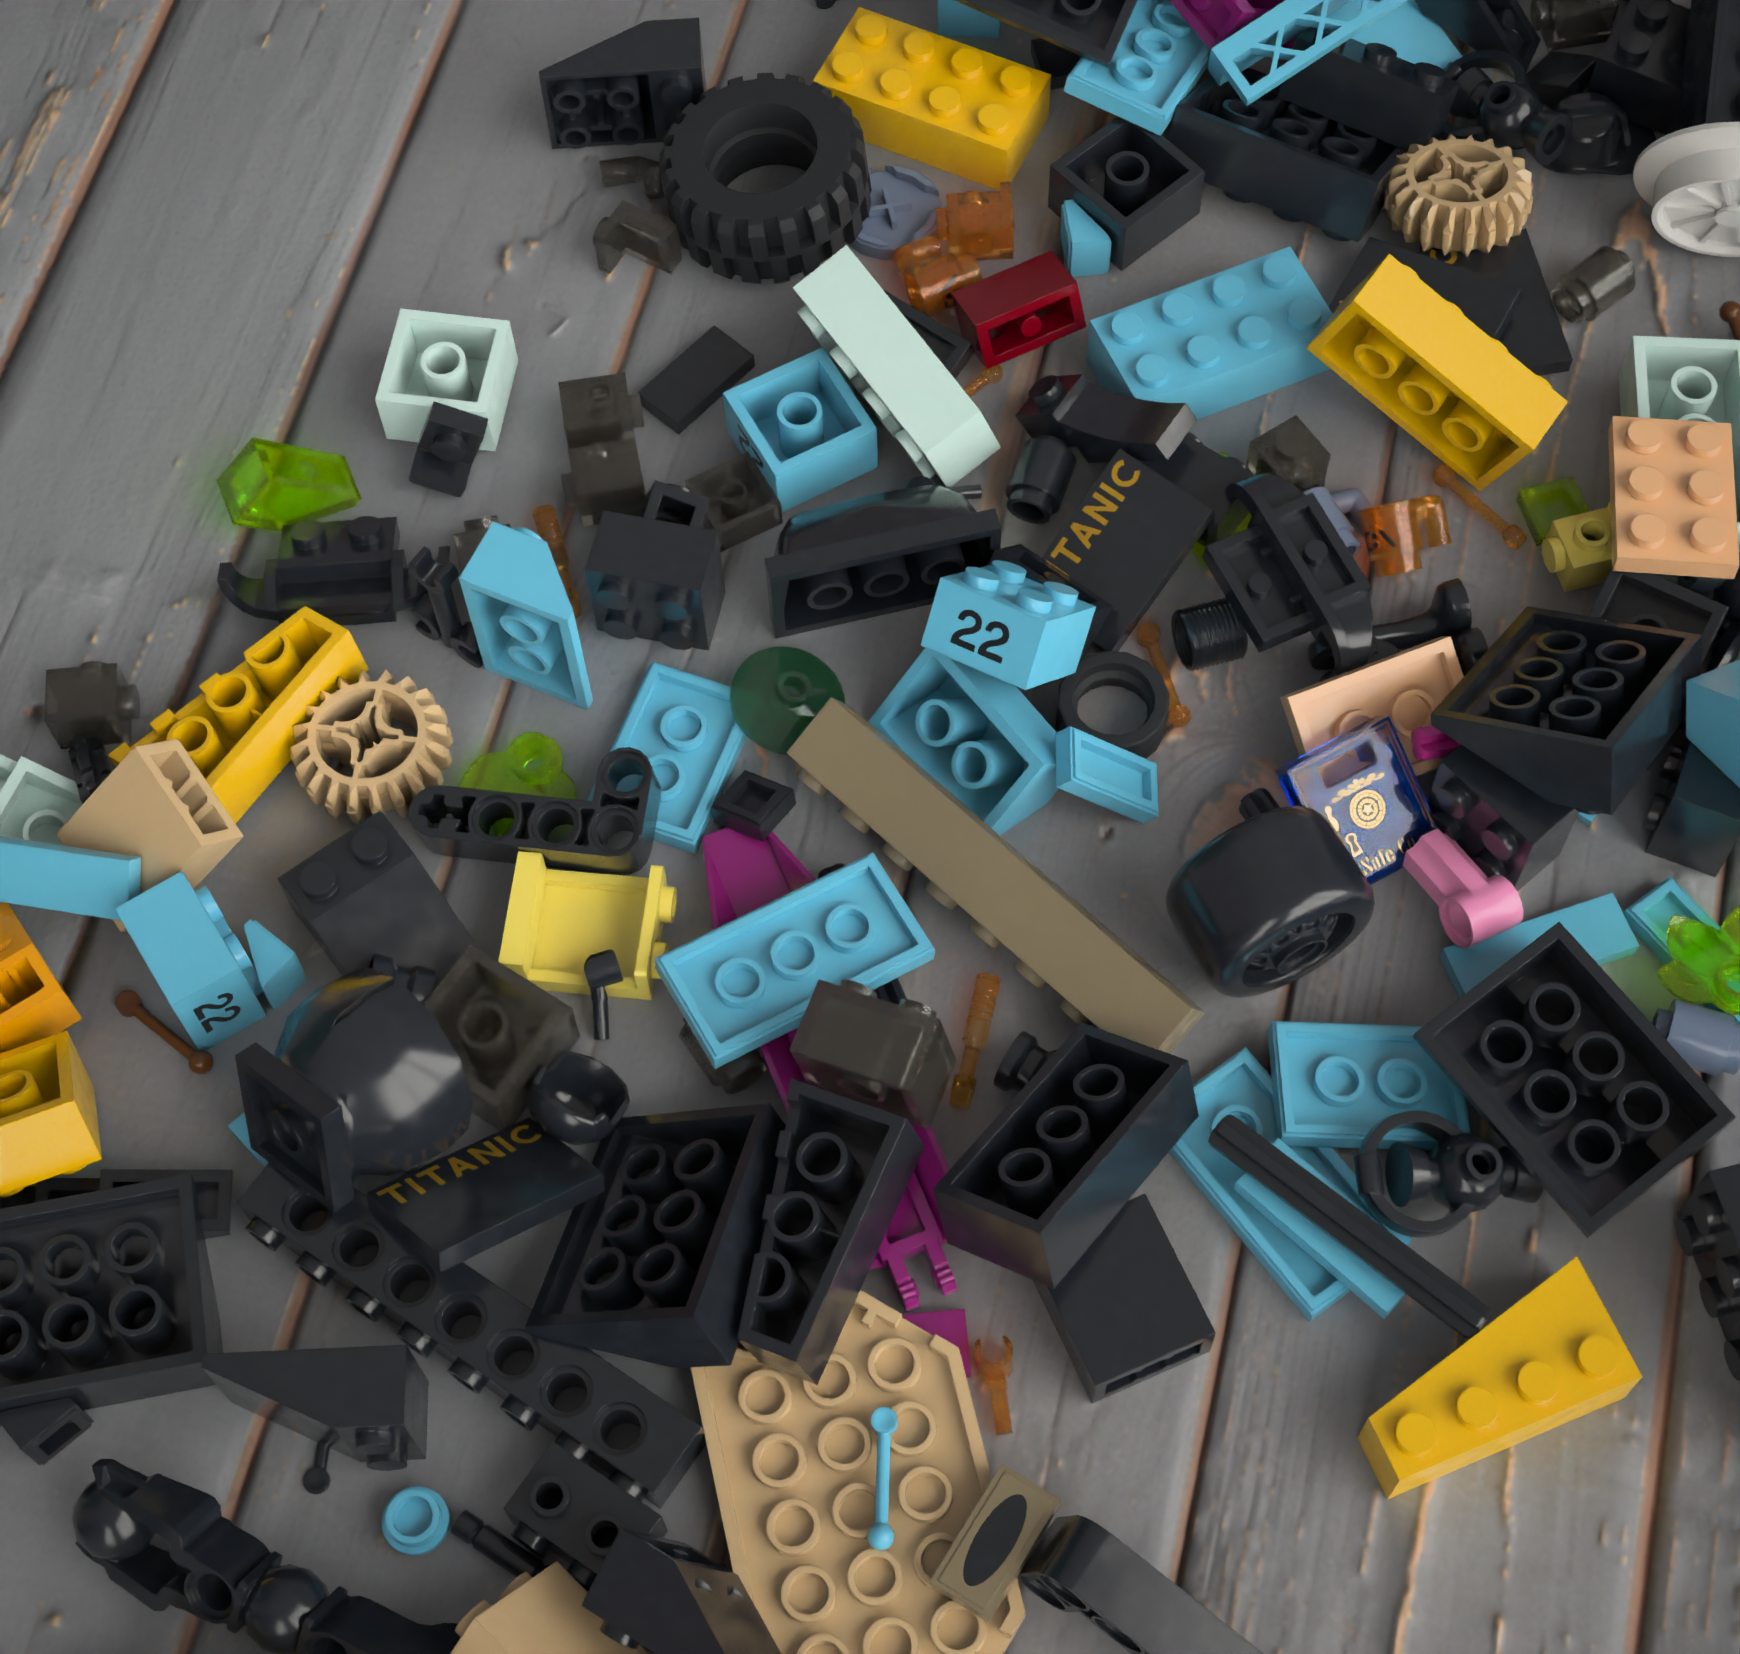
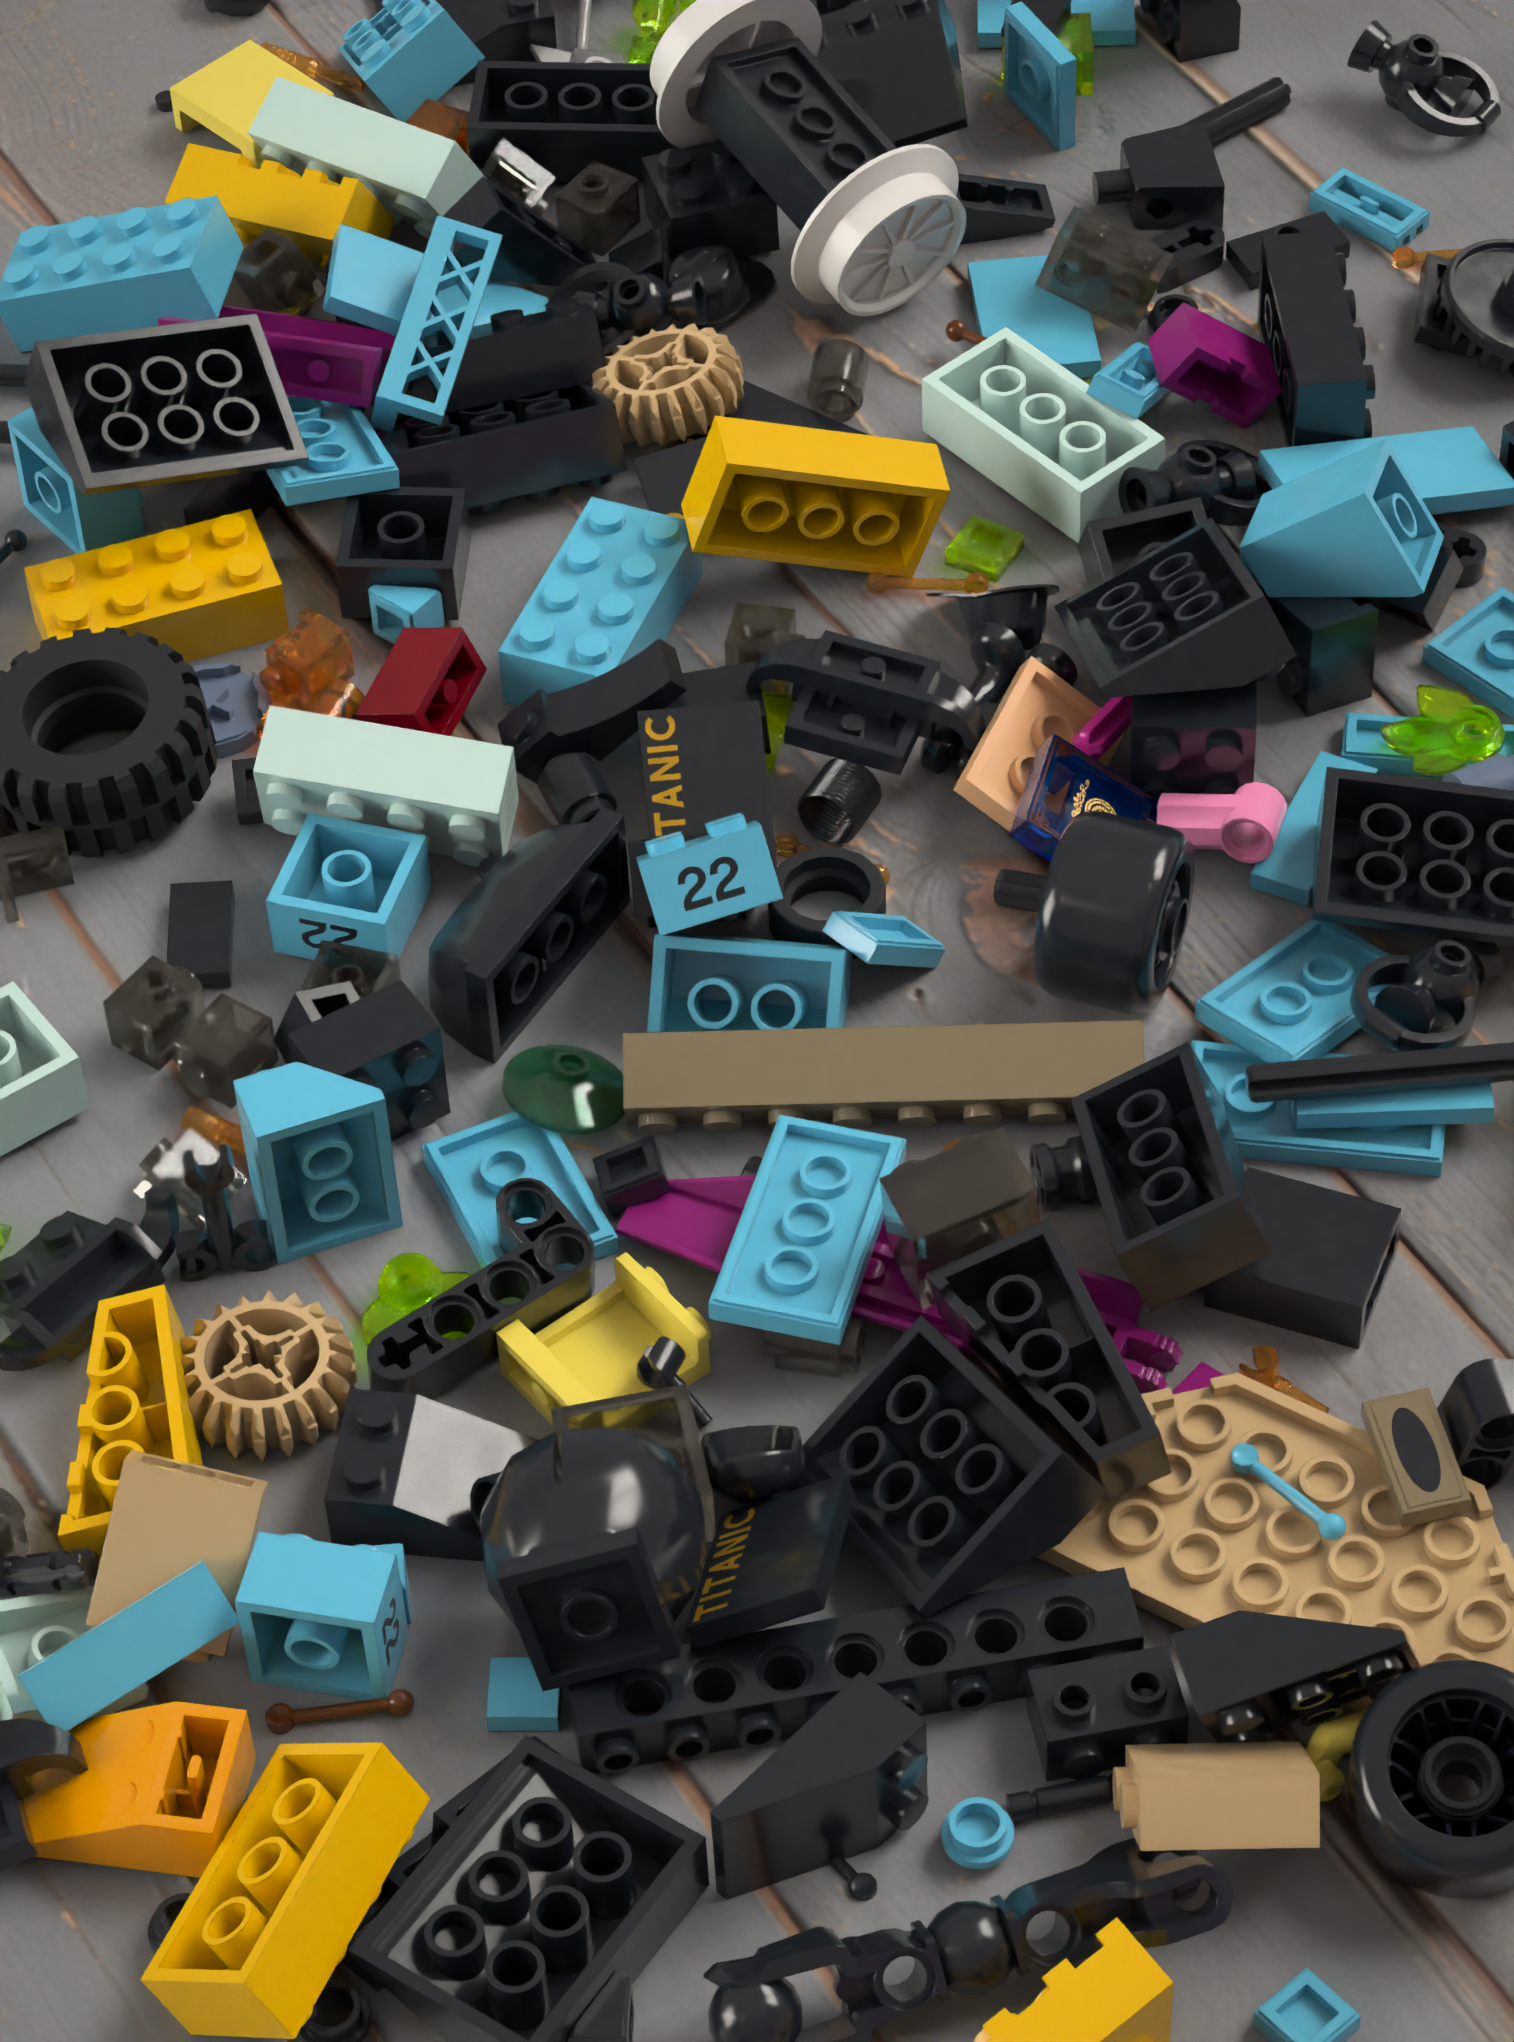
camera: 45 degrees left, 15 degrees down
(447, 449) = (55, 1118): black bracket -> none
(1394, 532) = (901, 626): clear orange piece -> none
(1494, 574) = (1016, 607): none -> black piece
(1580, 549) = (1043, 544): light yellow brick -> none
(1672, 497) = (1080, 455): light nougat plate -> none

